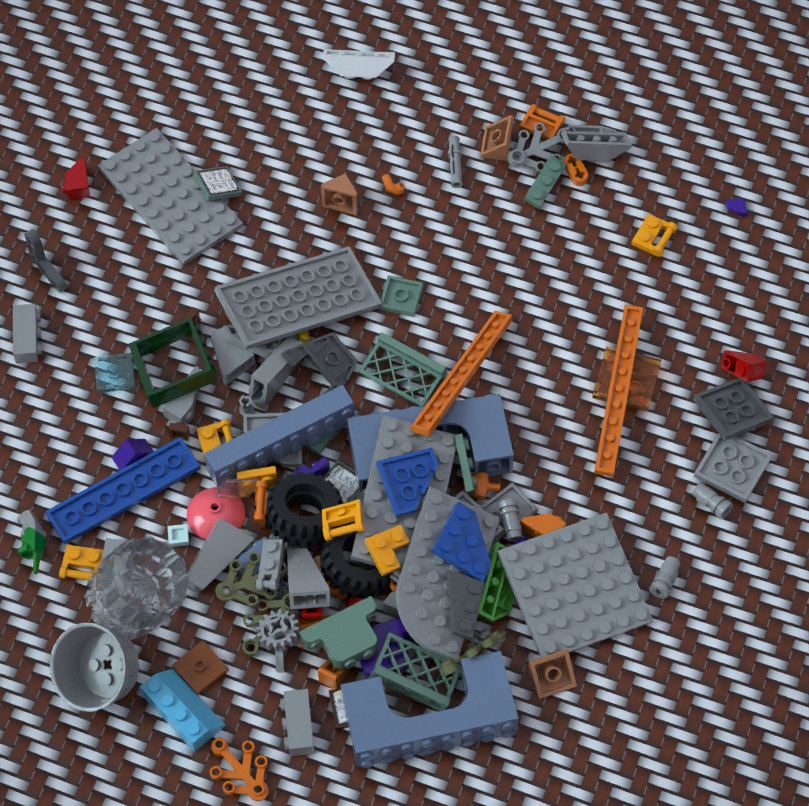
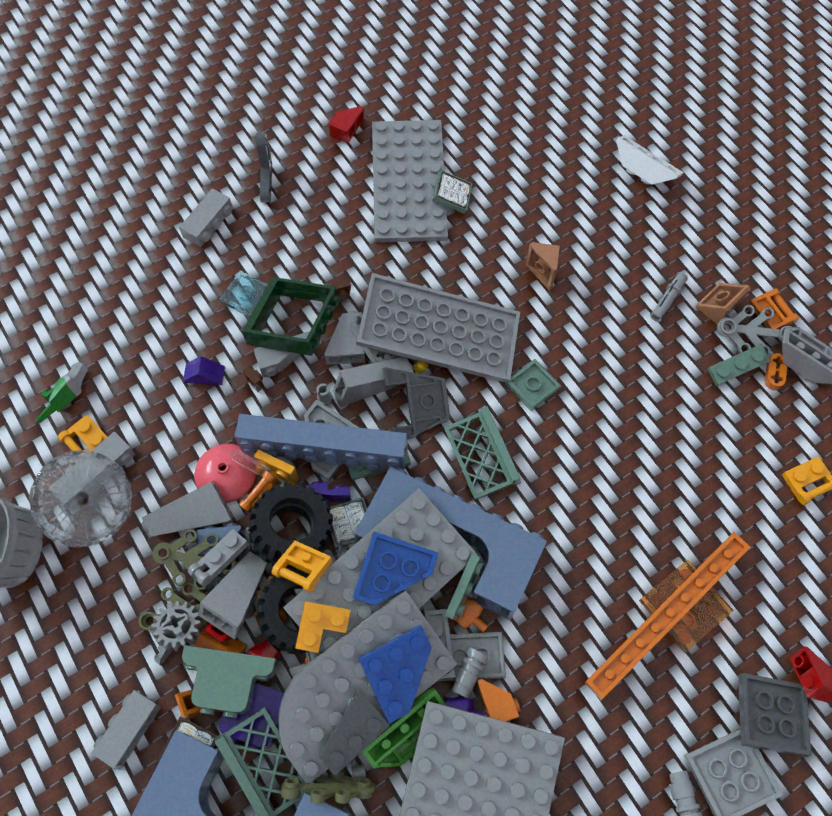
camera: 35 degrees right, 5 degrees up
(122, 490) = (167, 398): blue plate -> none
(178, 535) = (177, 470): light aqua plate -> none
(181, 708) = (45, 635): medium azure slope -> none
(200, 667) = (95, 607): dark orange plate -> none
(209, 436) = (275, 401): light orange plate -> none
(241, 772) = (42, 738): orange plant -> none
(396, 189) = (596, 285): orange arm -> none
(461, 374) = (523, 496): orange plate -> none

